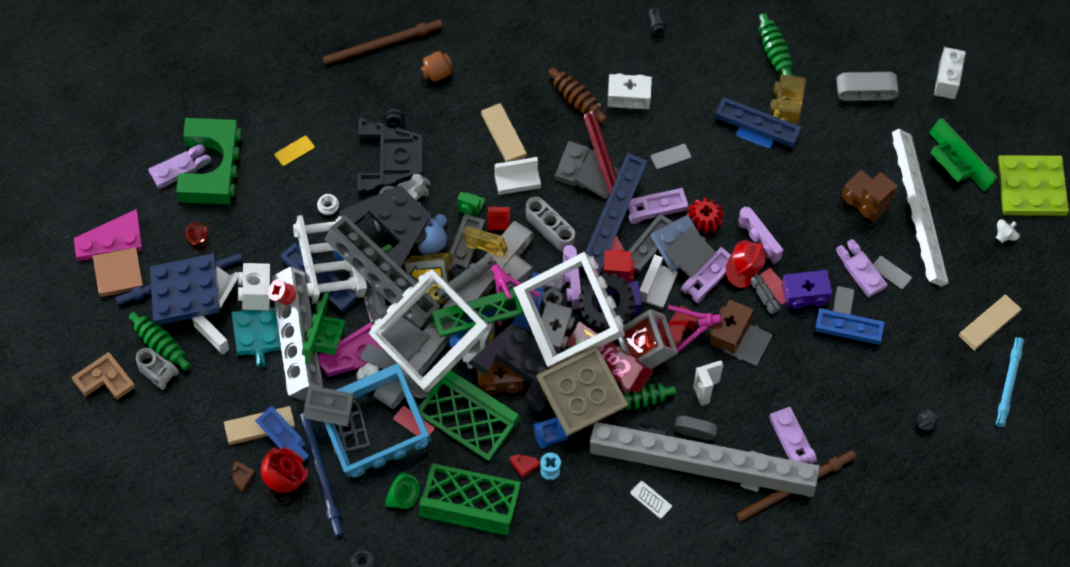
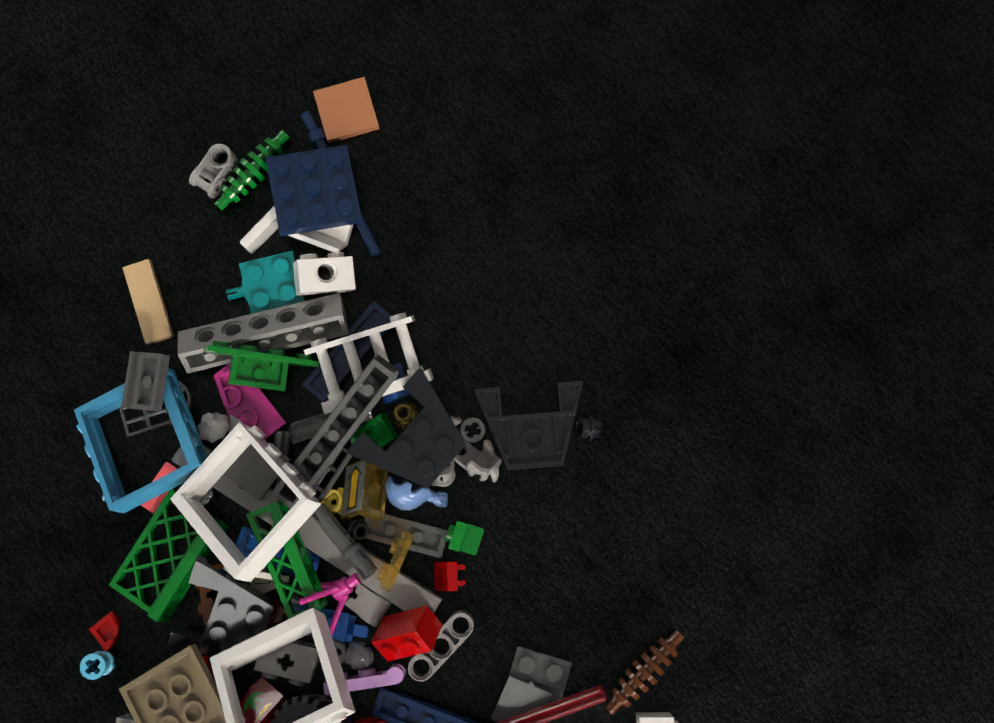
camera: 90 degrees right, 20 degrees up
(104, 372) = (208, 113): medium nougat plate -> none
(110, 237) = (392, 96): dark pink wing -> none
(168, 171) = (497, 162): lavender hinge -> none
(196, 233) = (402, 196): clear red tile -> none
(217, 185) = (472, 216): green arch -> none
(242, 475) = (84, 288): reddish brown tile -> none
(281, 432) = (127, 330): blue hinge -> none
(282, 292) = (303, 308): red wheel -> none
(283, 470) = (75, 337): red cylinder -> none
(294, 150) = (535, 303): yellow sticker -> none
(328, 199) = (449, 347): white plate -> none
(333, 512) = (35, 401): dark blue bar -> none
(373, 233) = (412, 413): none -> clear yellow cone
(403, 492) = (61, 482): green piece -> none
(420, 29) = (731, 451): reddish brown bar -> none
(436, 66) = (671, 476): dark orange head -> none
(469, 515) = (31, 563): green fence -> none
(503, 133) = (579, 573): tan tile -> none
(517, 176) = (510, 597): white panel -> none
(538, 238) = (407, 633): none -> red brick
(549, 432) = (148, 655): blue tile -> none

